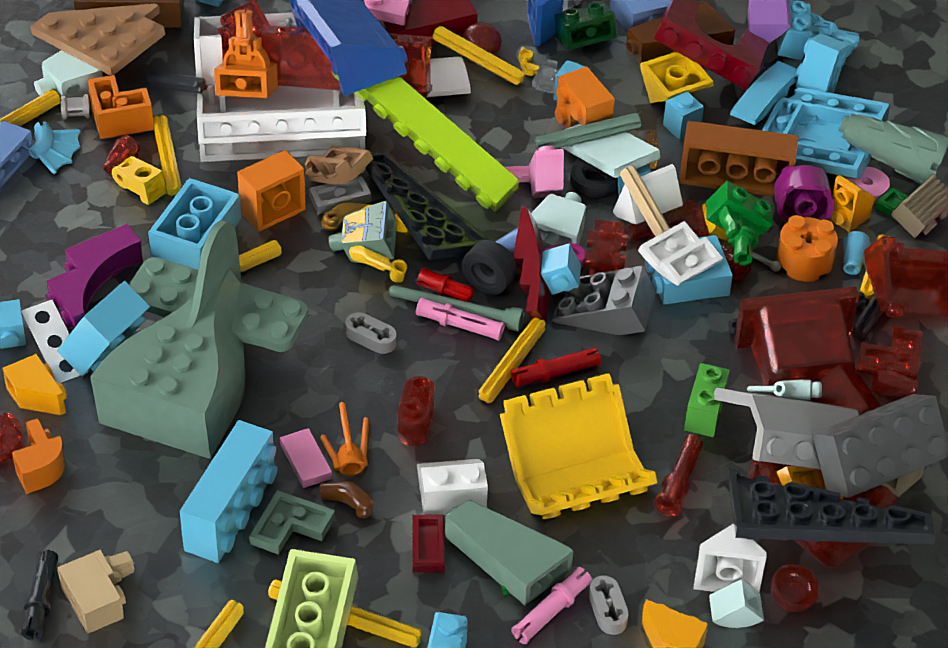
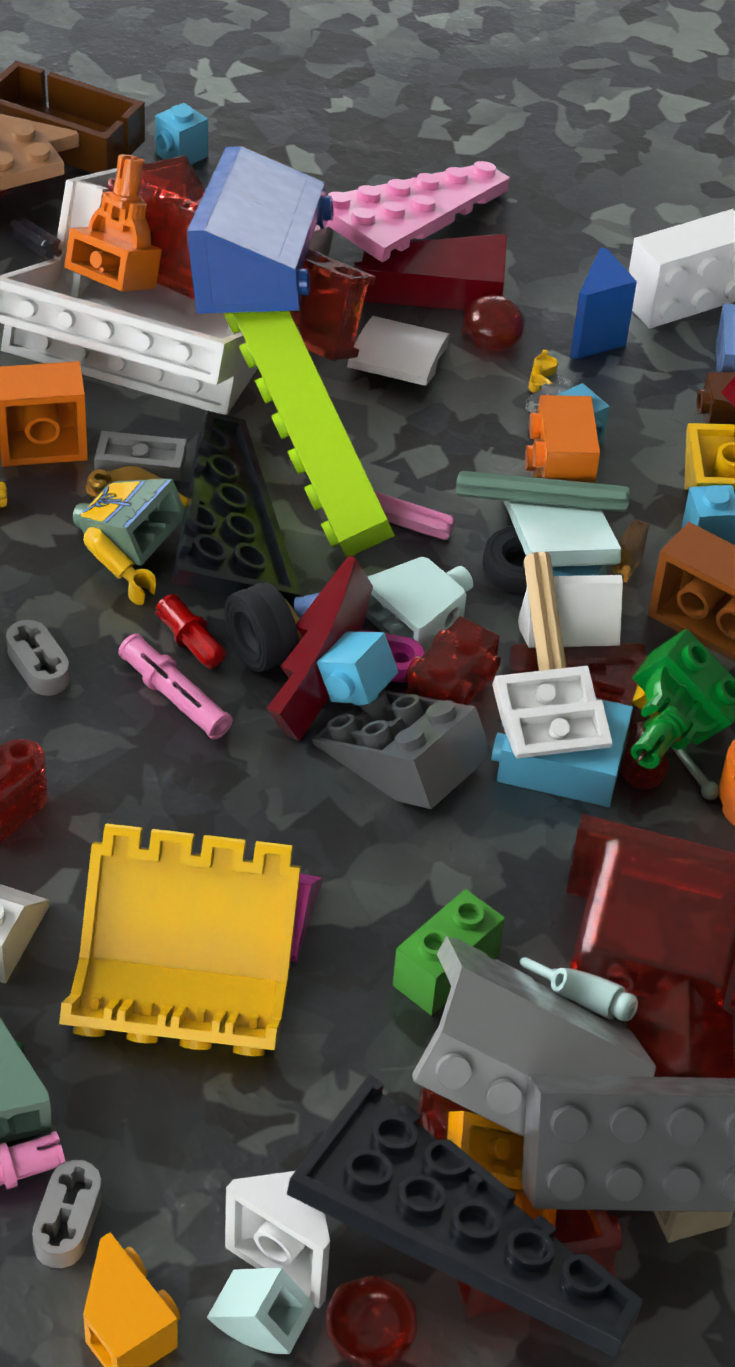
camera: 25 degrees right, 0 degrees up
(337, 165) = (158, 418): medium nougat slope -> none
(478, 55) = (472, 341): yellow axle -> none
(511, 360) = (205, 774): yellow axle -> none
(512, 318) = (247, 711): sand green piece -> none
(544, 370) = (259, 809): red pin -> none
(547, 172) = (439, 524): bright pink slope -> none
(585, 25) = (651, 349): dark green brick -> none
(676, 483) = (309, 1064): clear red pin -> none

